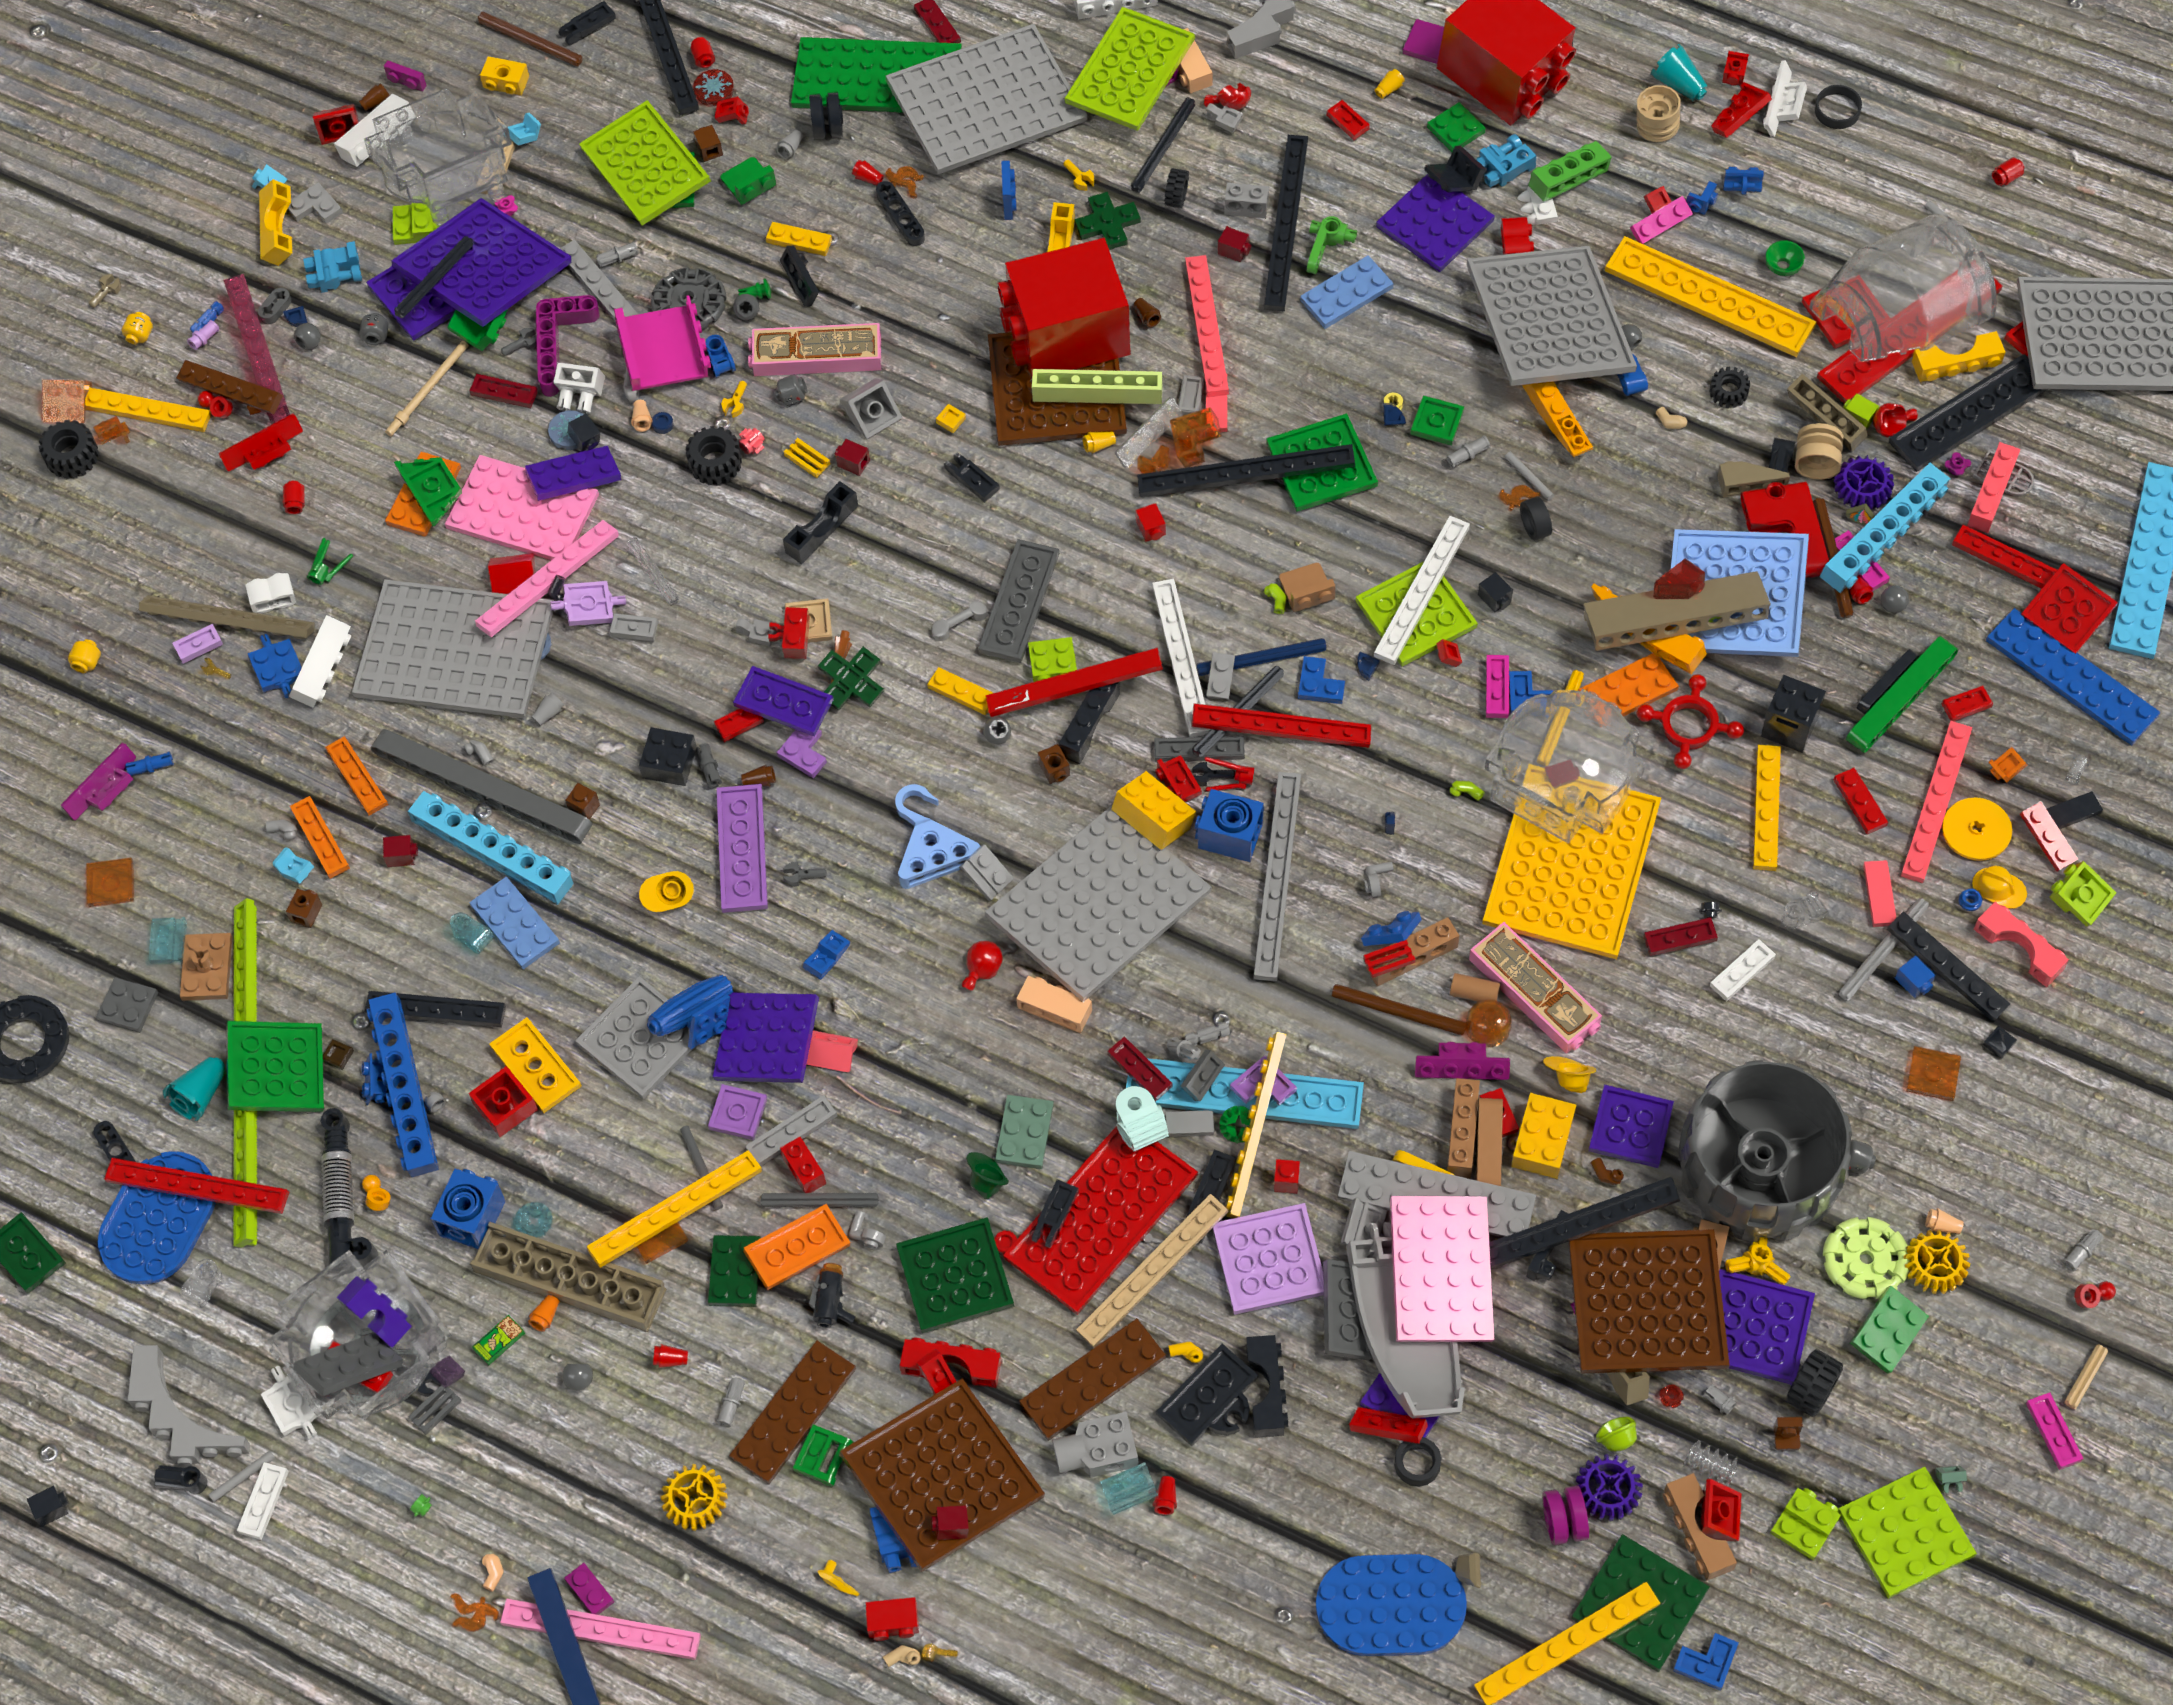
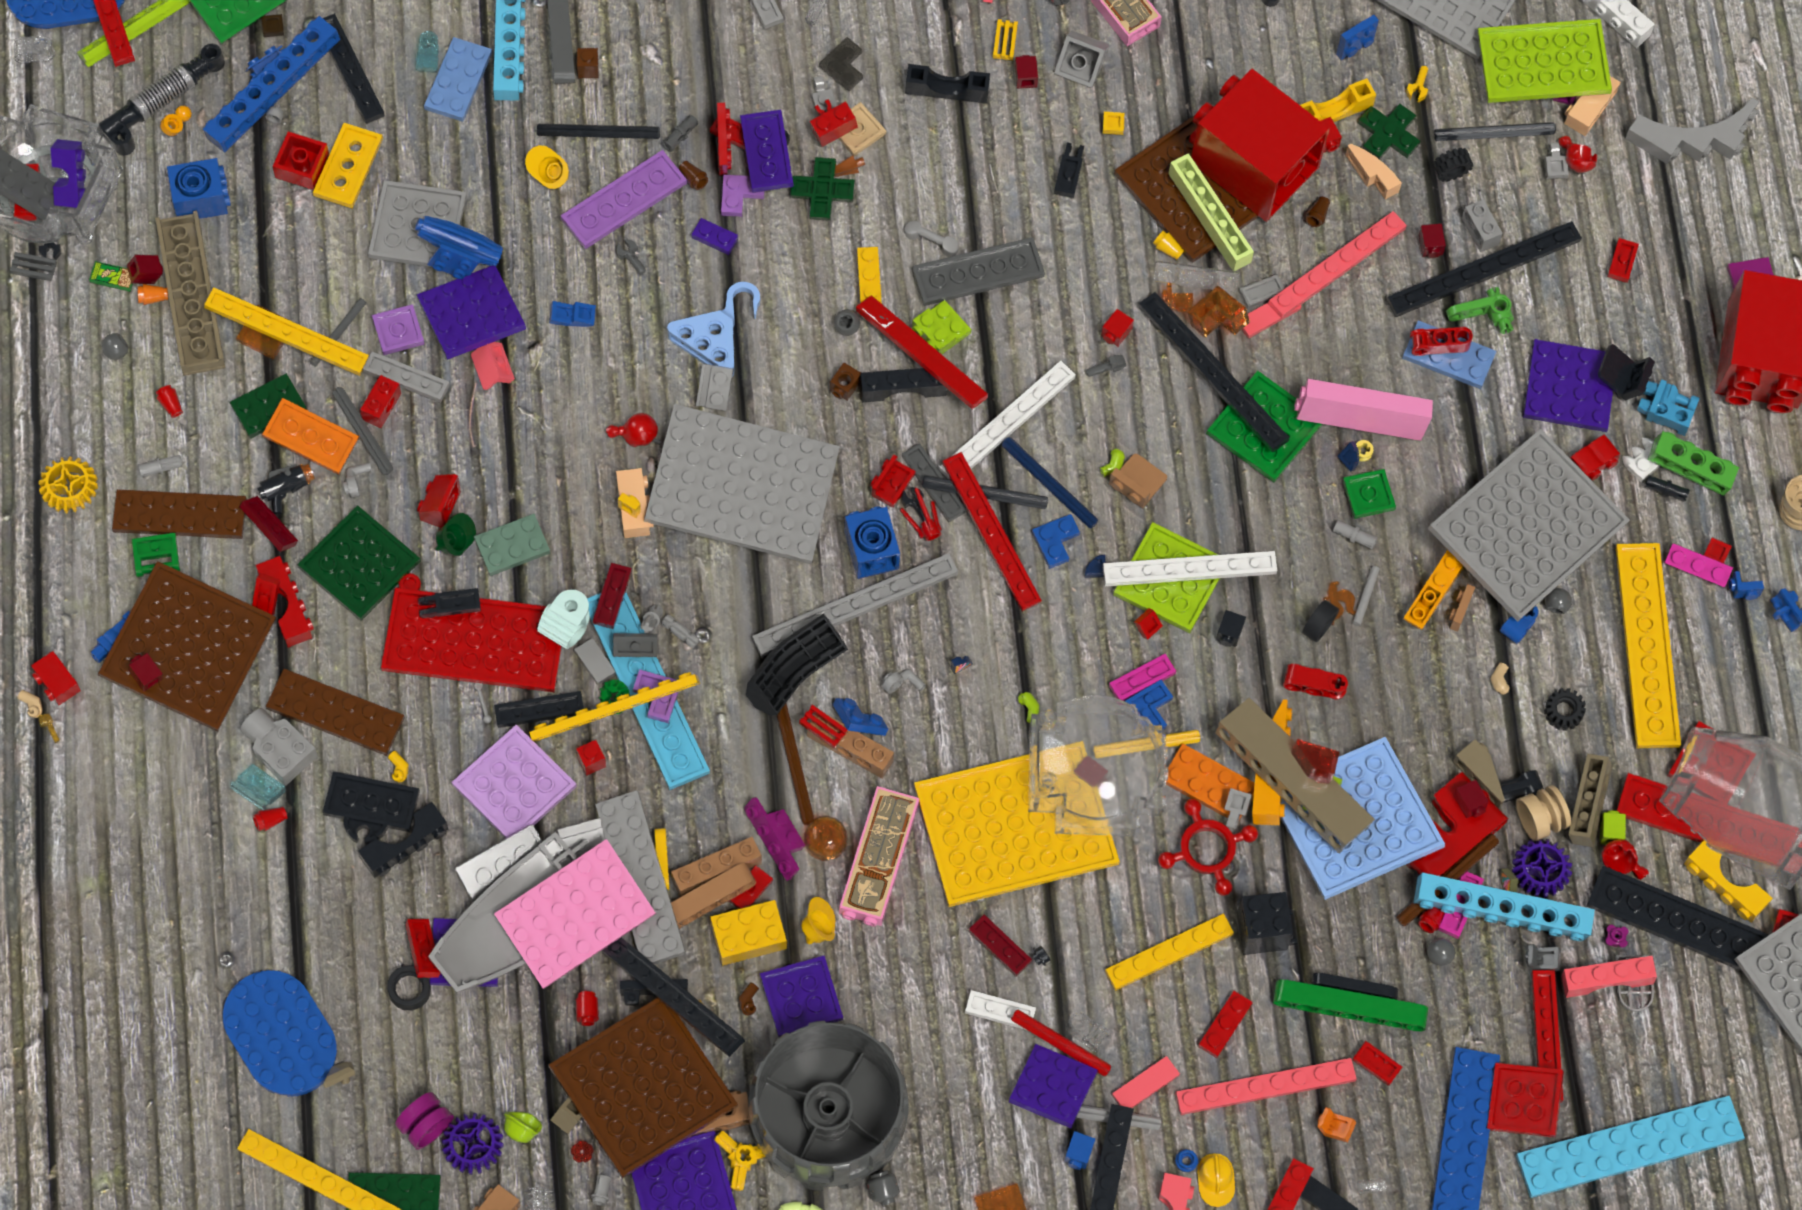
camera: 50 degrees right, 5 degrees up
(447, 1371) = (65, 256): clear purple plate -> none
(516, 1303) = (144, 269): none -> dark red brick
(536, 1210) = (218, 234): clear light blue gear -> none
(655, 833) = (605, 131): none -> black axle
(667, 756) = (666, 98): black brick -> none
(738, 601) = (838, 64): none -> clear smoke plate
(751, 725) = (724, 138): none -> red plate
(832, 794) = (714, 236): none -> dark purple plate
(835, 1581) = (62, 621): yellow bar -> none
(860, 1334) = (268, 523): none -> dark red plate
(940, 1166) = (440, 500): none -> red slope
(1062, 1002) = (629, 504): none -> yellow plate
(1139, 250) = (1373, 171): none -> light nougat slope
(1152, 1270) = (448, 702): tan plate -> none
(1153, 810) = (848, 477): yellow brick -> none
(1183, 546) = (1115, 363): none -> dark grey bar
(1220, 676) = (1008, 460): light grey plate -> none
(1304, 955) = (793, 663): none -> black piece
(1331, 296) = (1427, 340): none -> red piece
(1363, 375) = (1363, 409): none -> bright pink brick
(1390, 83) = (1684, 272): yellow cone -> none
(1456, 127) = (1679, 350): green plate -> none
(1474, 988) = (848, 809): medium nougat pin -> none
(1533, 1314) = (587, 1008): none -> red brick
(1576, 204) = (1667, 488): none -> black pin
(1586, 406) = (1458, 614): none -> medium nougat plate
(1586, 555) = (1315, 681): none -> red piece
(1668, 674) = (1237, 803): none -> light grey plate
(1777, 494) = (1471, 799): none -> dark red brick
(1787, 252) = (1733, 677): green piece -> none
(1804, 937) = (1060, 1042): none -> red axle
(1841, 965) = (1053, 1086): none -> dark purple plate
(1947, 526) = (1543, 958): none -> dark grey bracket
(1970, 843) = (1257, 1115): yellow piece -> none

